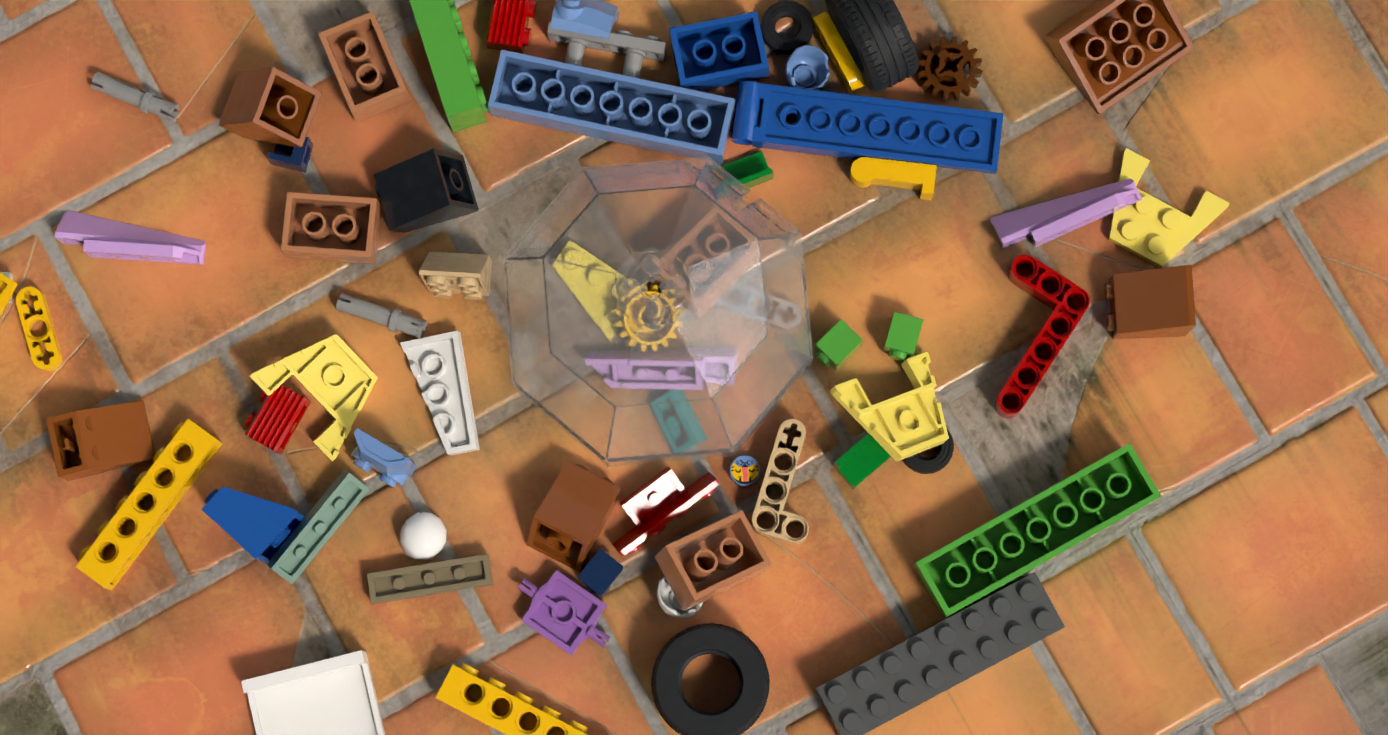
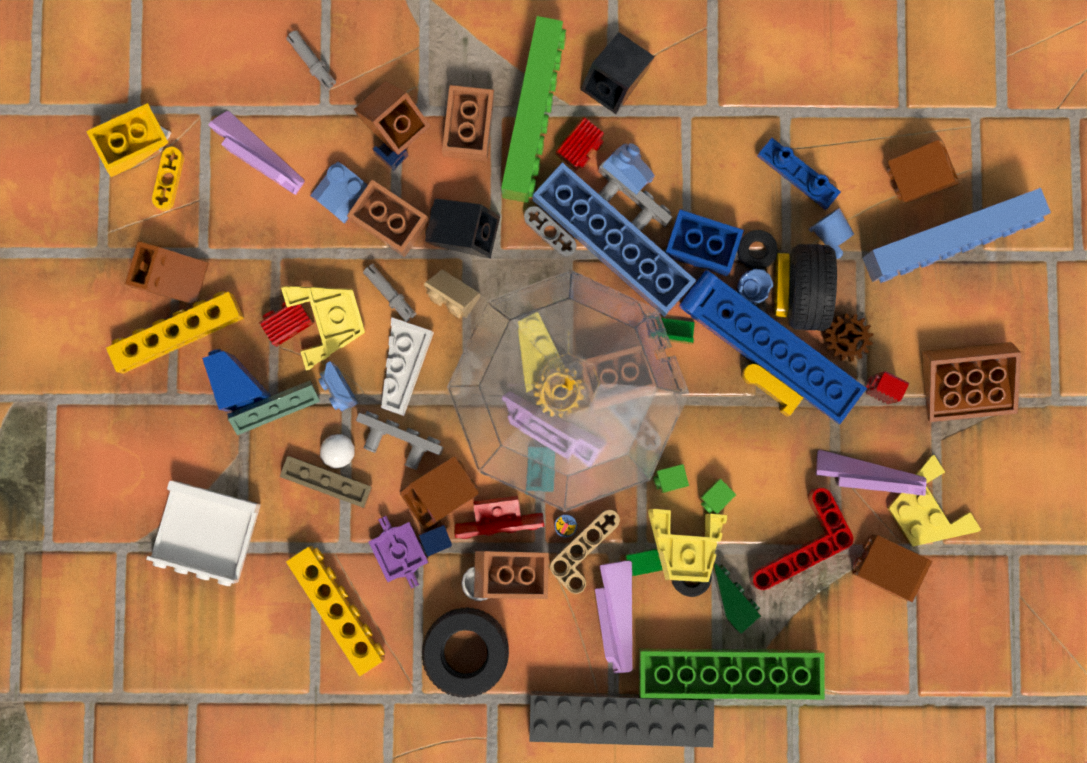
camera: 25 degrees right, 5 degrees up
(254, 229) = (339, 191): none -> medium blue slope
(471, 472) = (379, 429): none -> light grey plate
(509, 142) = (534, 225): none -> light grey beam
(863, 539) = (615, 614): none -> lavender wedge
(996, 450) = (734, 604): none -> dark green slope
(1025, 100) = (886, 387): none -> red brick

